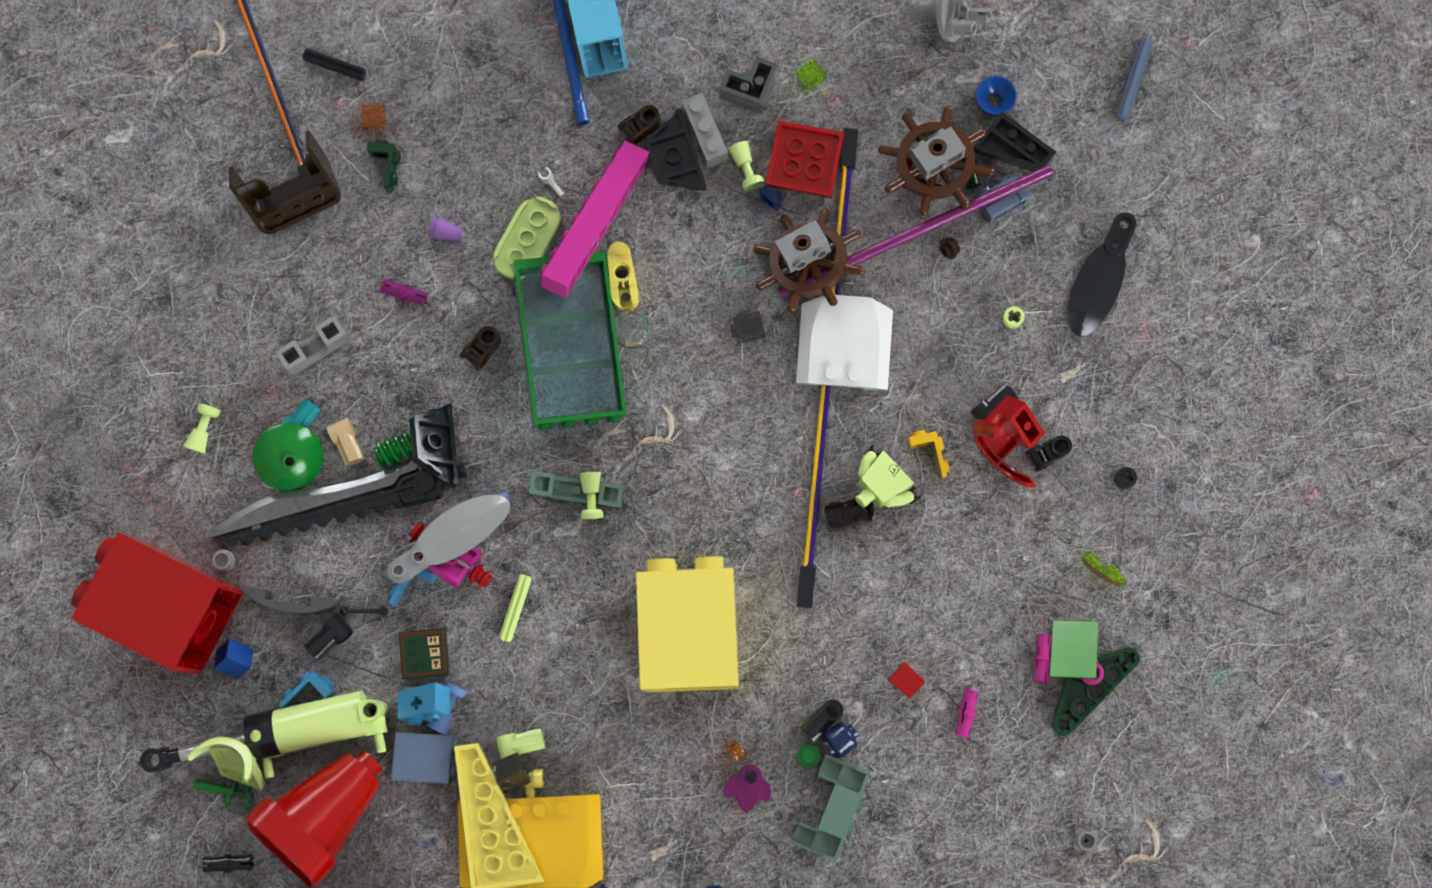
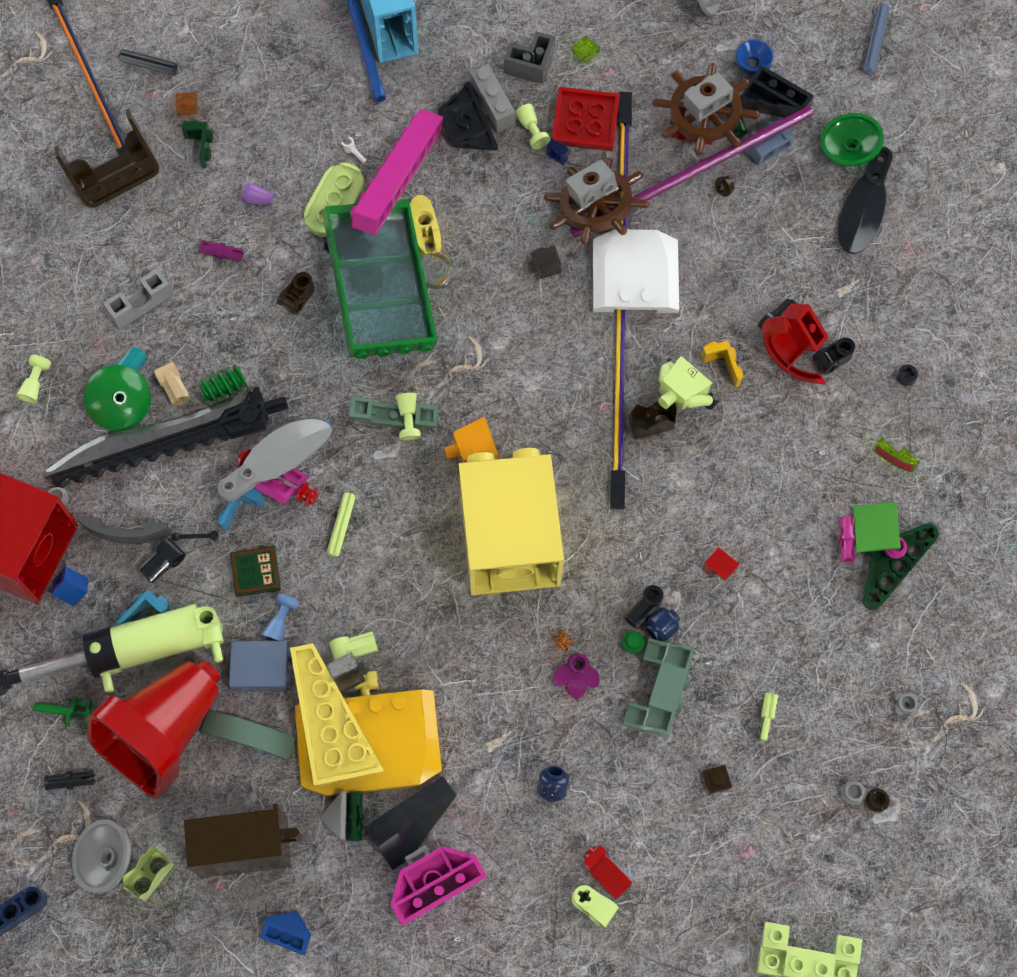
camera: 10 degrees left, 10 degrees down
(232, 760) = (73, 674): yellowish green piece -> none
(409, 828) = (248, 734): none -> sand green slope
(423, 703) = (258, 612): dark azure brick -> none
(435, 444) = (258, 377): black wing -> none
(639, 125) = (429, 97): dark brown piece -> none
(657, 530) = (471, 440): none -> light orange torso
(942, 839) = (768, 713): none -> yellowish green axle
(967, 713) = (780, 593): dark pink pin -> none
(1013, 310) = (788, 236): yellowish green bush -> none
(1090, 191) = (852, 131): none -> green dish

